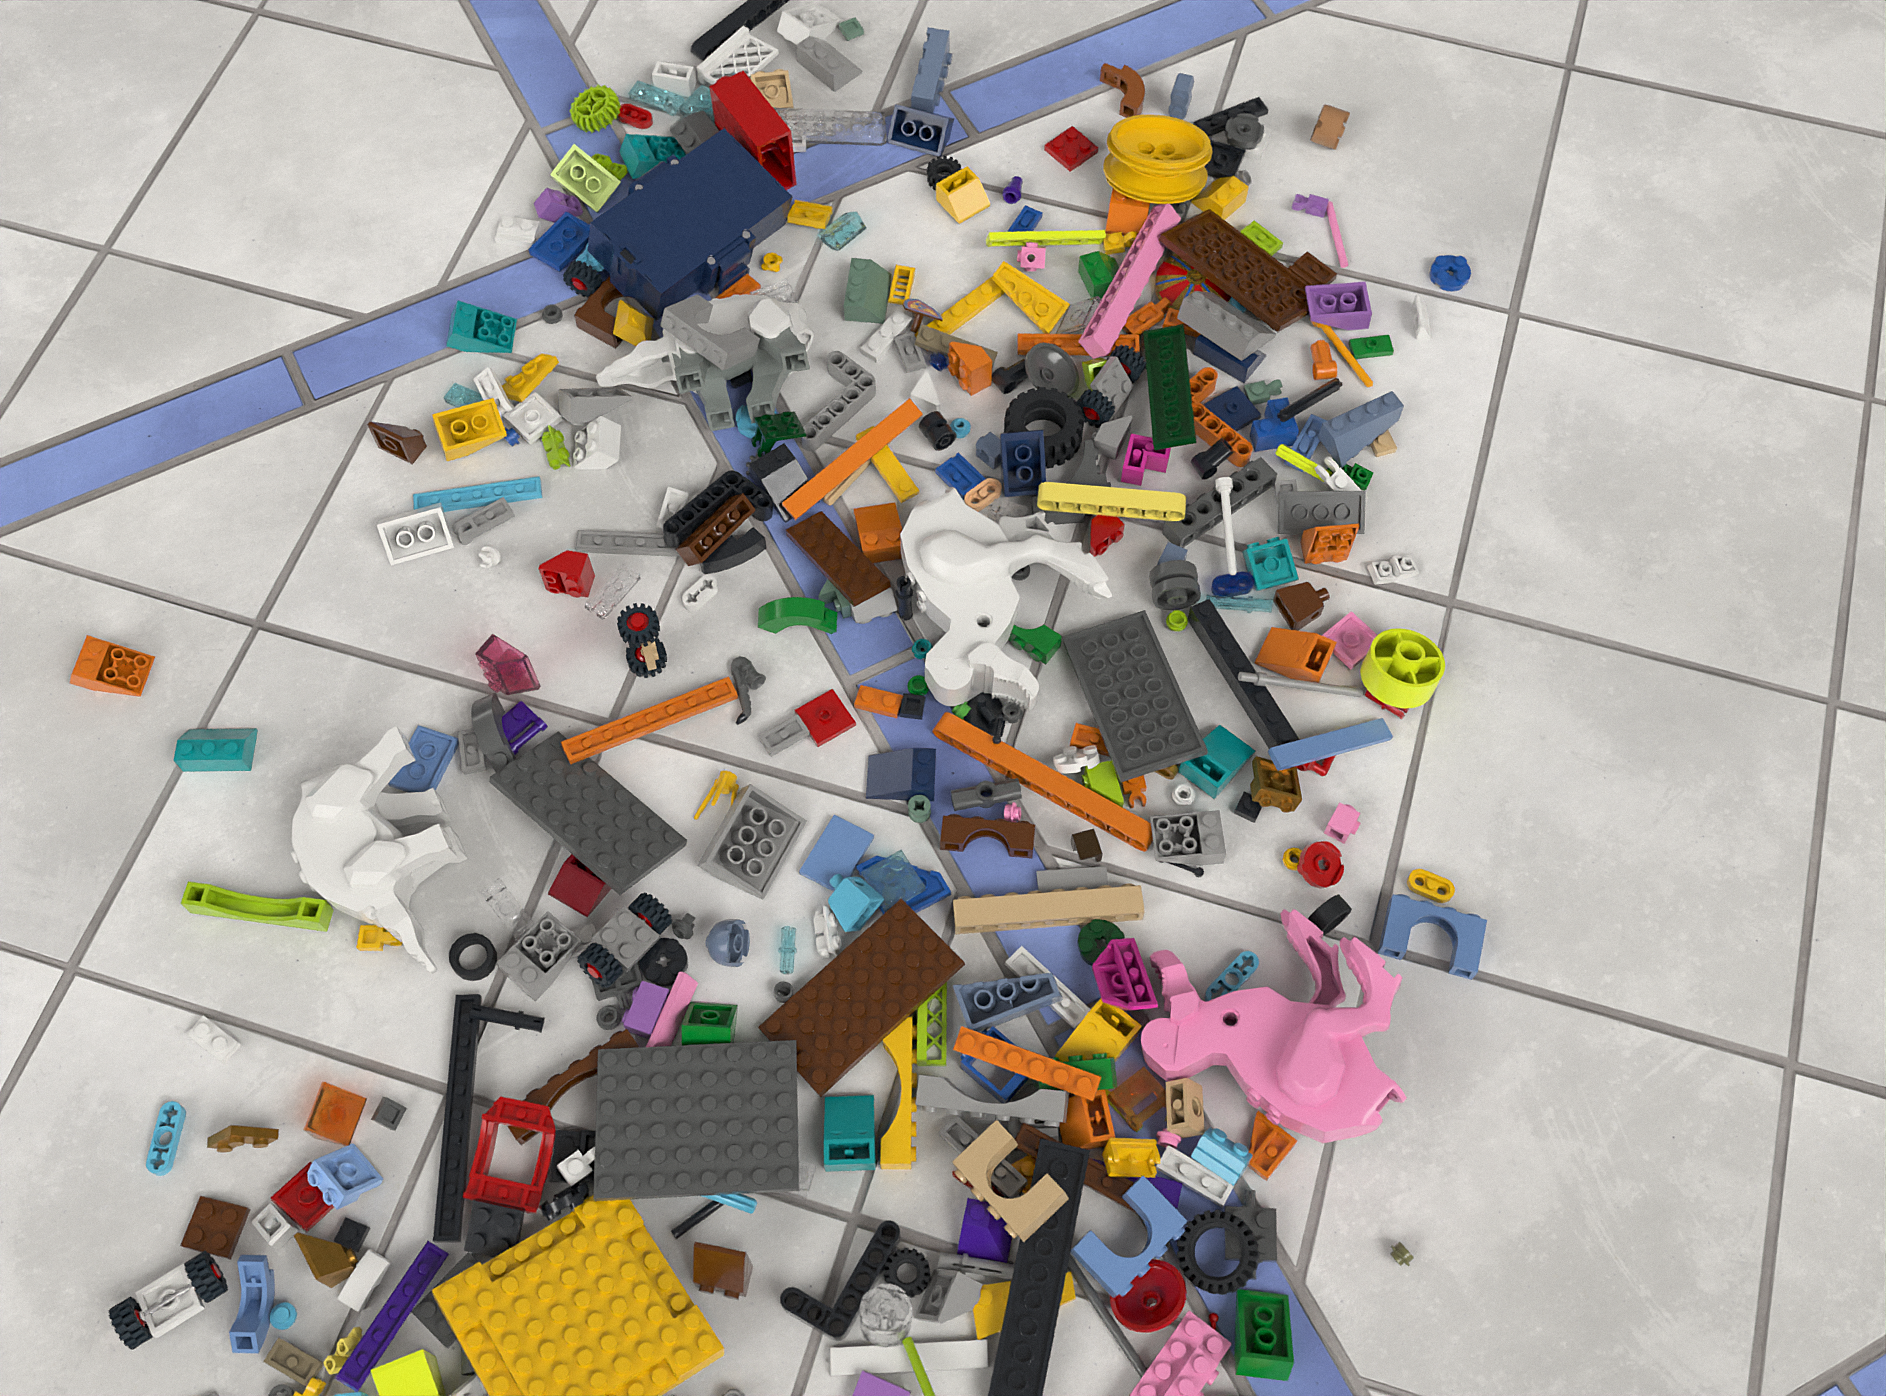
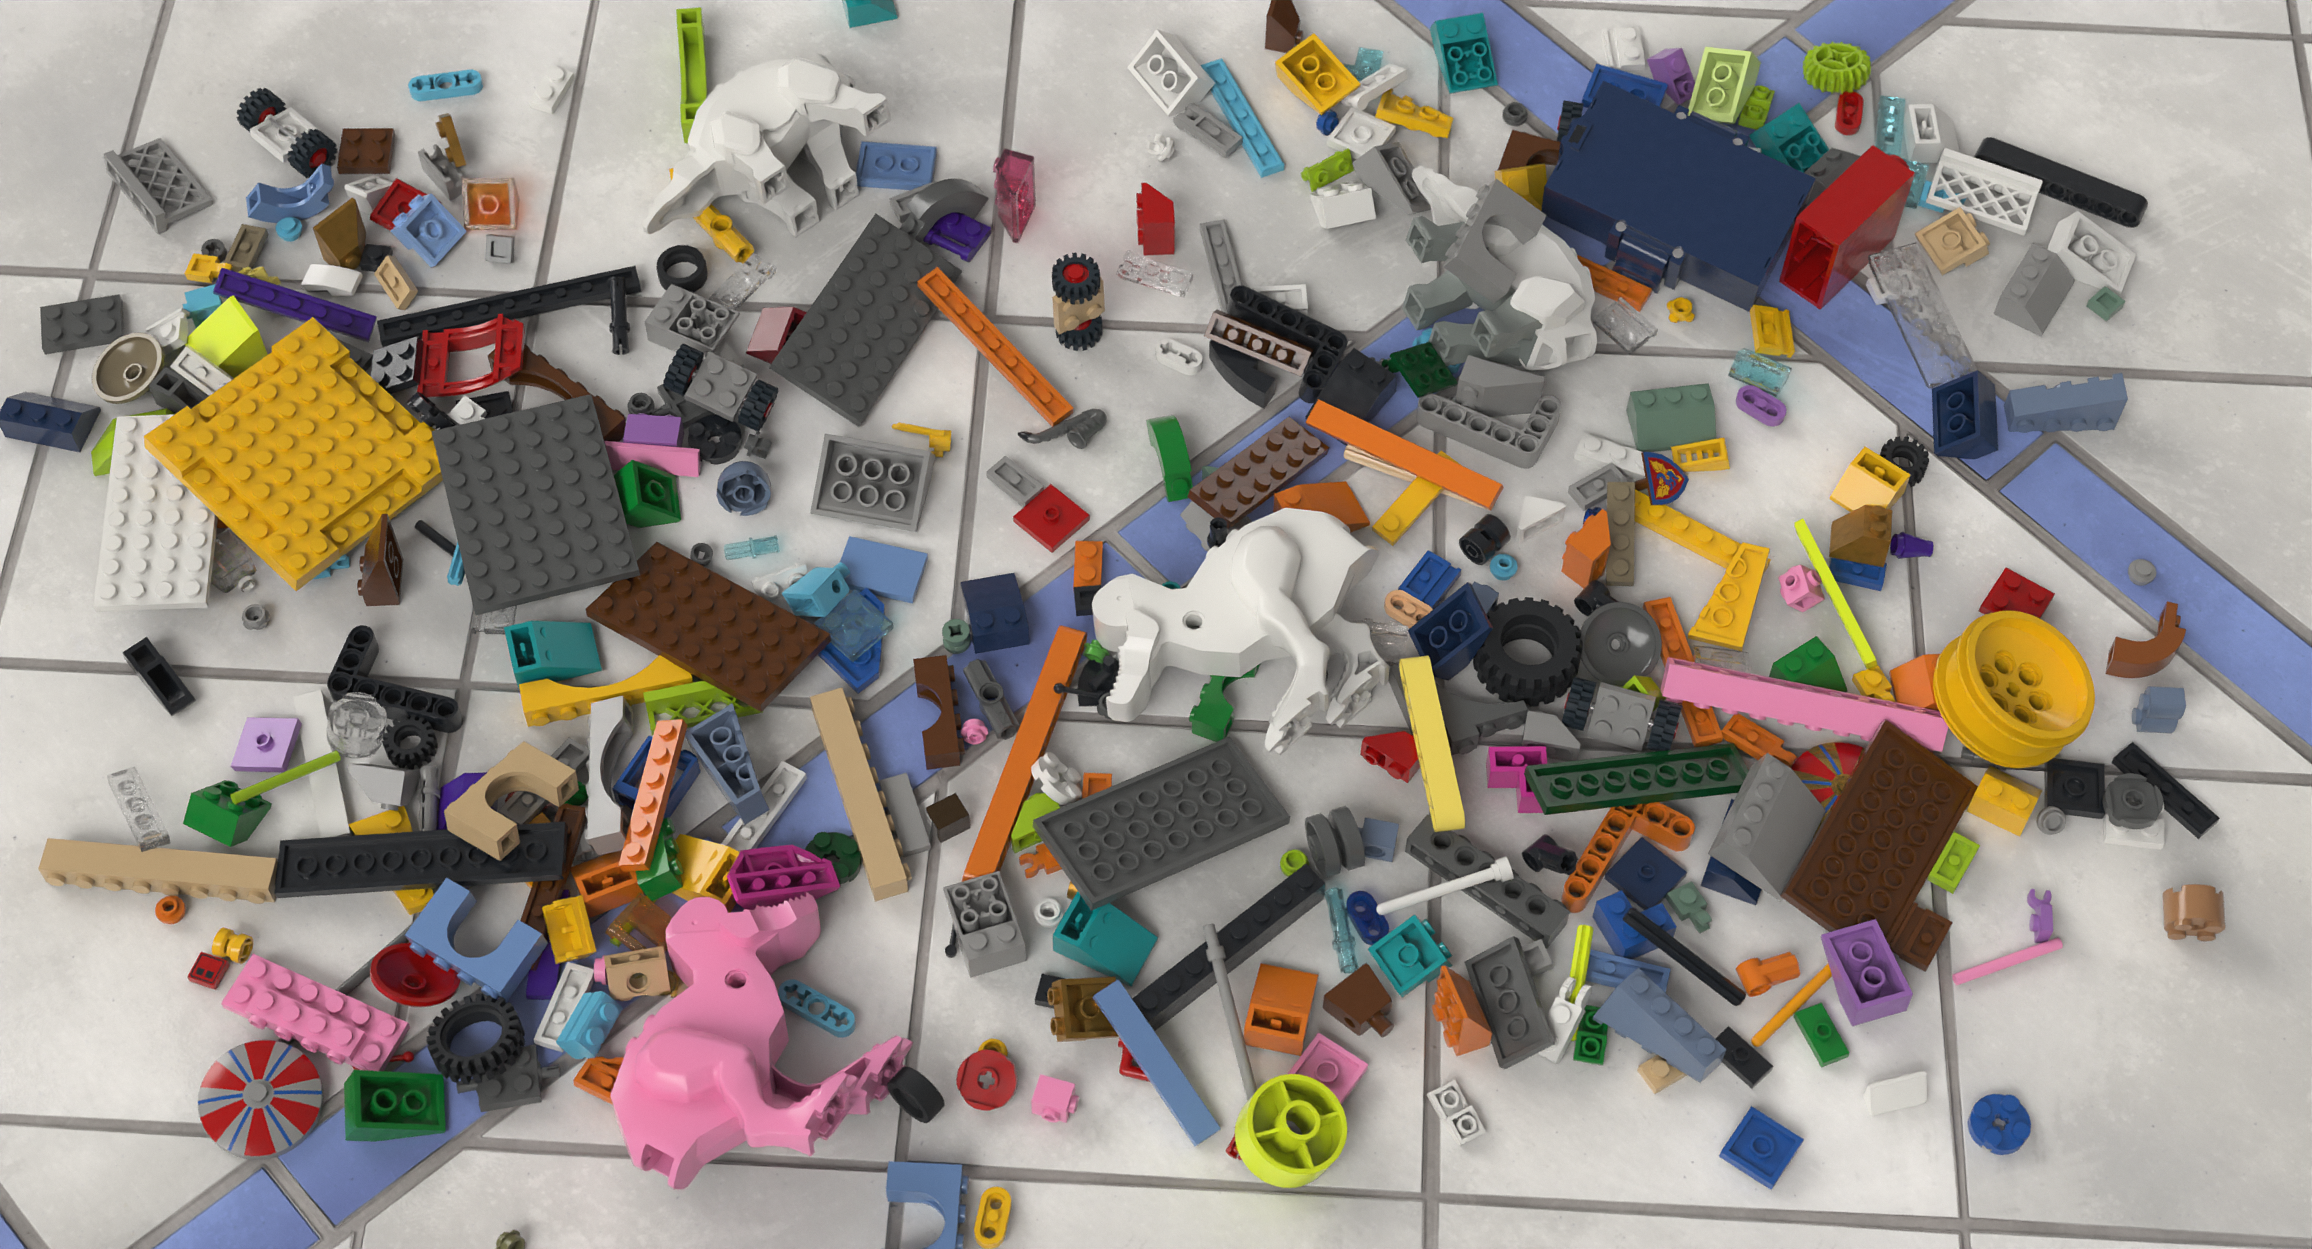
camera: 75 degrees right, 5 degrees down
(276, 1154) = (442, 172): none -> light grey hinge
(392, 1217) = (396, 282): none -> tan plate
(459, 908) = (724, 234): none -> yellow piece
(809, 388) = (1497, 388): none -> light grey slope
(869, 240) = (1761, 405): none -> medium lavender plate
(1002, 209) = (1862, 535): none -> pearl gold slope
(1067, 77) = (2141, 572): none -> light grey plate
(1379, 390) = (1743, 1058): none -> black plate
(1449, 401) = (1761, 1148): none -> blue plate

